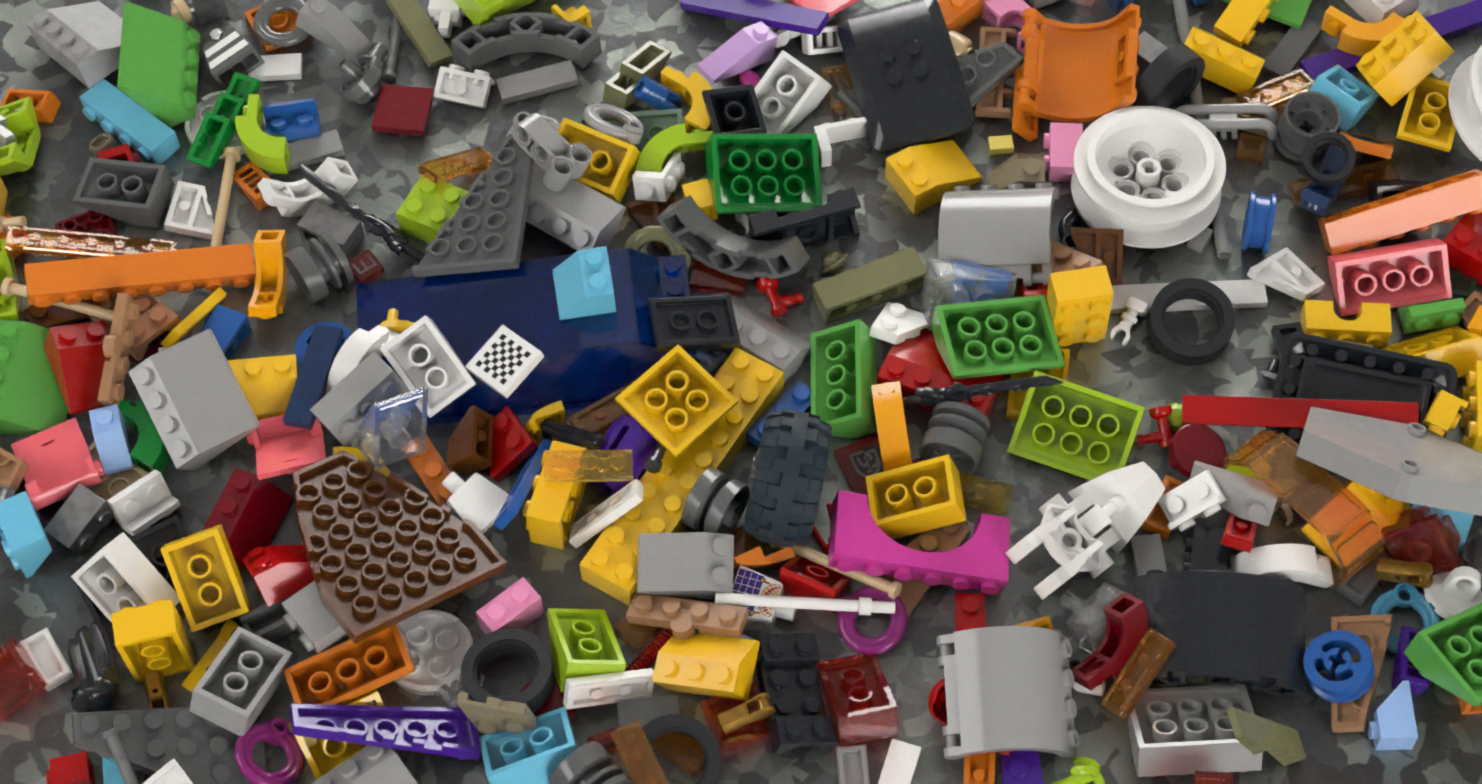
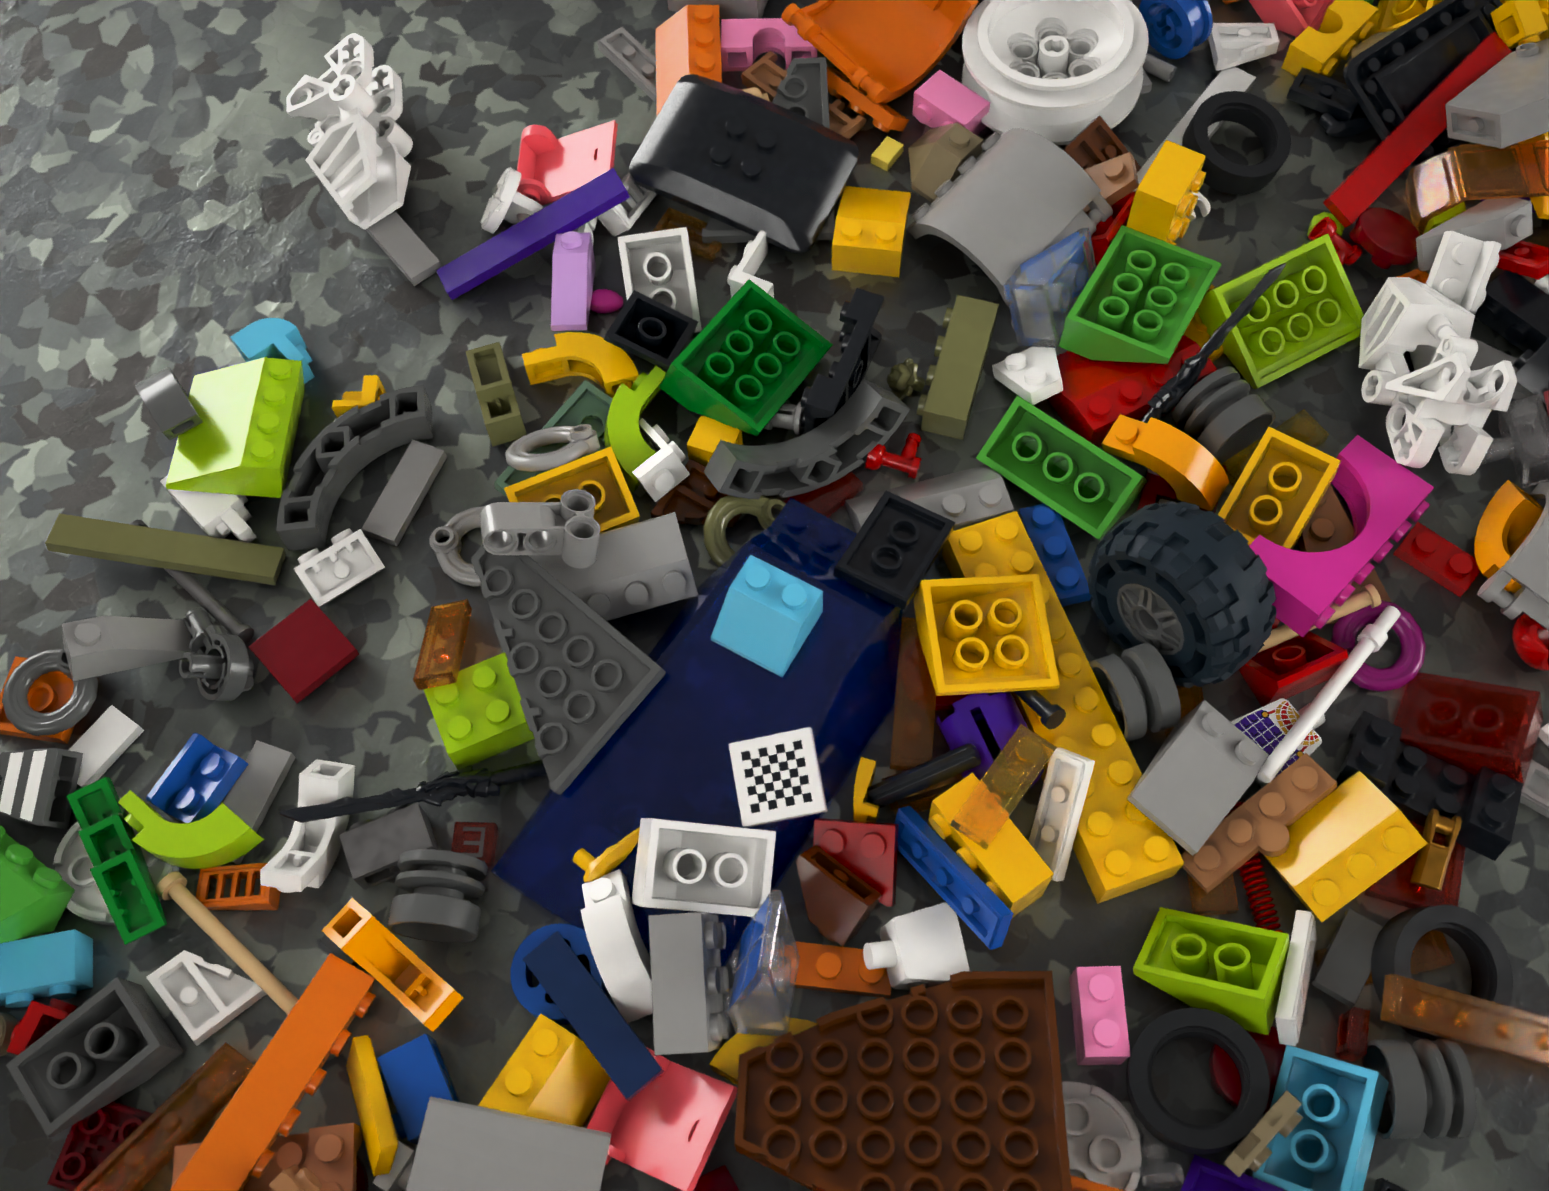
camera: 50 degrees left, 5 degrees up
(656, 94) = (543, 390): blue hinge -> none
(755, 558) = (1233, 692): orange slope -> none

